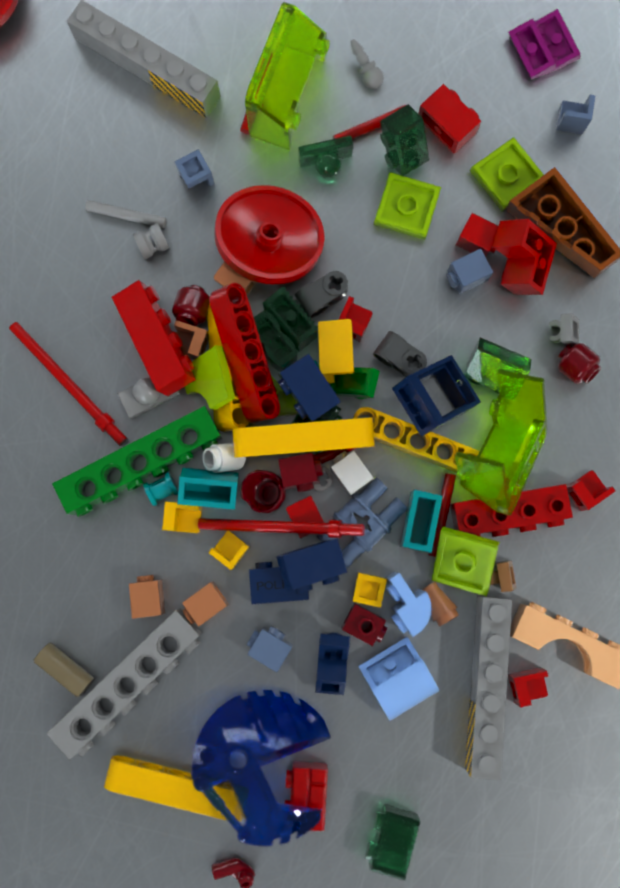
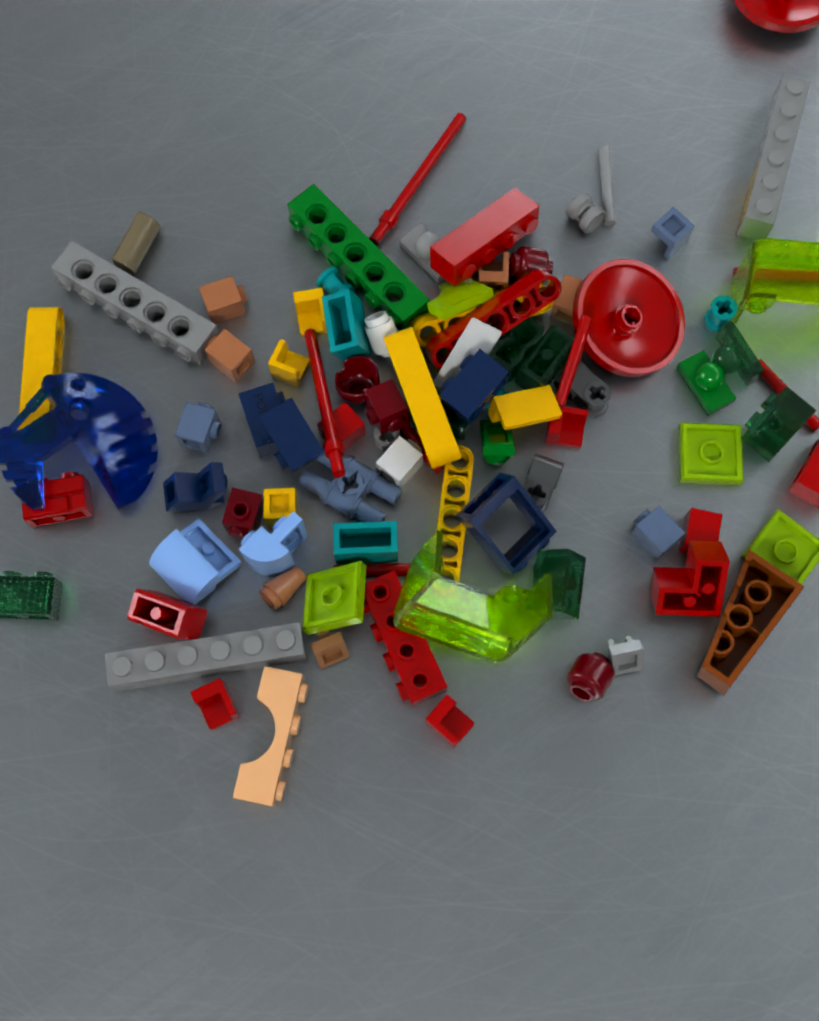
camera: 75 degrees right, 10 degrees down
(266, 377) = (474, 337): none -> white sticker
(285, 147) = (724, 305): none -> teal bush
(302, 293) = (573, 359): none -> red bar
(342, 188) = (706, 382): none -> green tile
(446, 713) = (167, 614): none -> red brick

